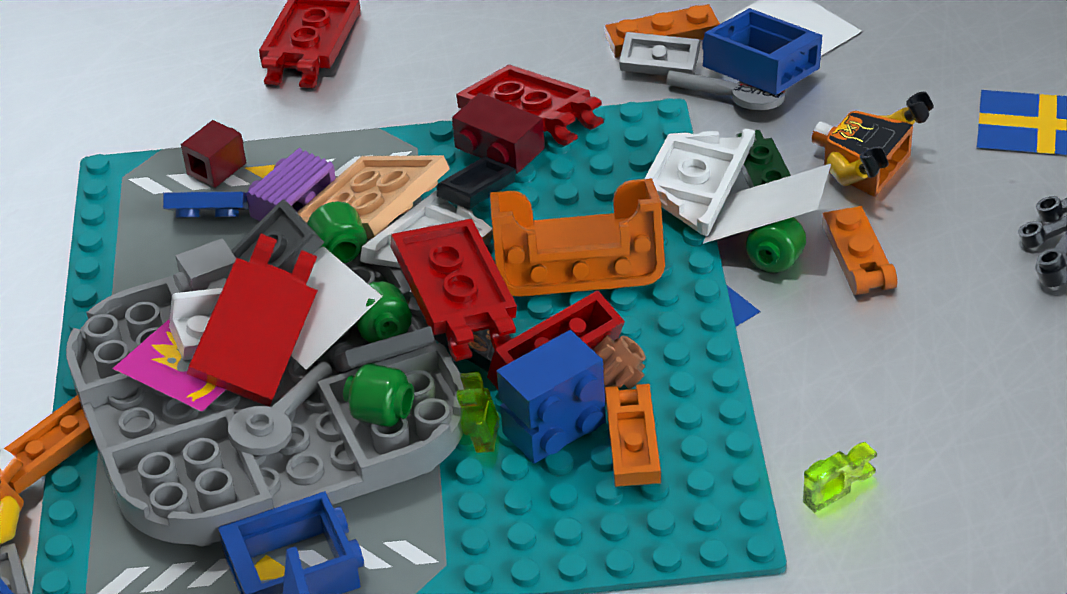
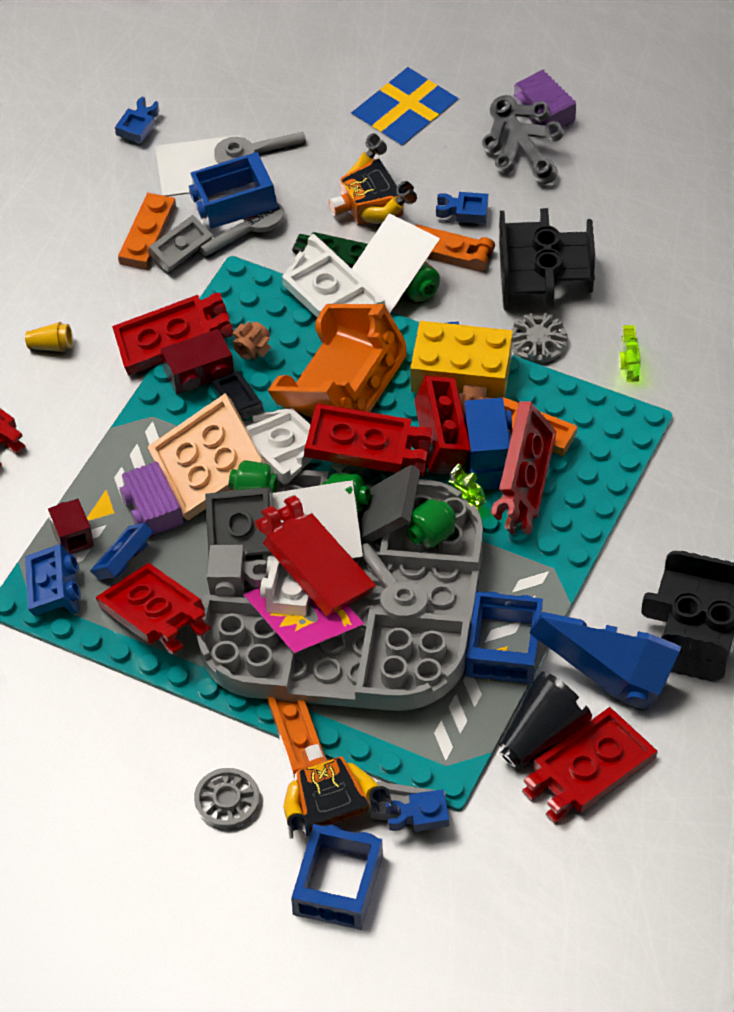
camera: 60 degrees left, 10 degrees up
(135, 252) = (154, 607): none -> red tile
(137, 176) = (52, 580): none -> blue bracket
(458, 34) = (50, 338): none -> yellow cone
(535, 442) = (525, 469): none -> red tile
(558, 154) = (251, 340): none -> nougat gear
(676, 325) = (465, 353): none -> yellow brick
(792, 387) = (539, 338): none -> light grey wheel
(840, 38) = (237, 146): none -> light grey piece
(898, 315) = (540, 257): none -> black piece
(928, 235) = (467, 207): none -> blue plate

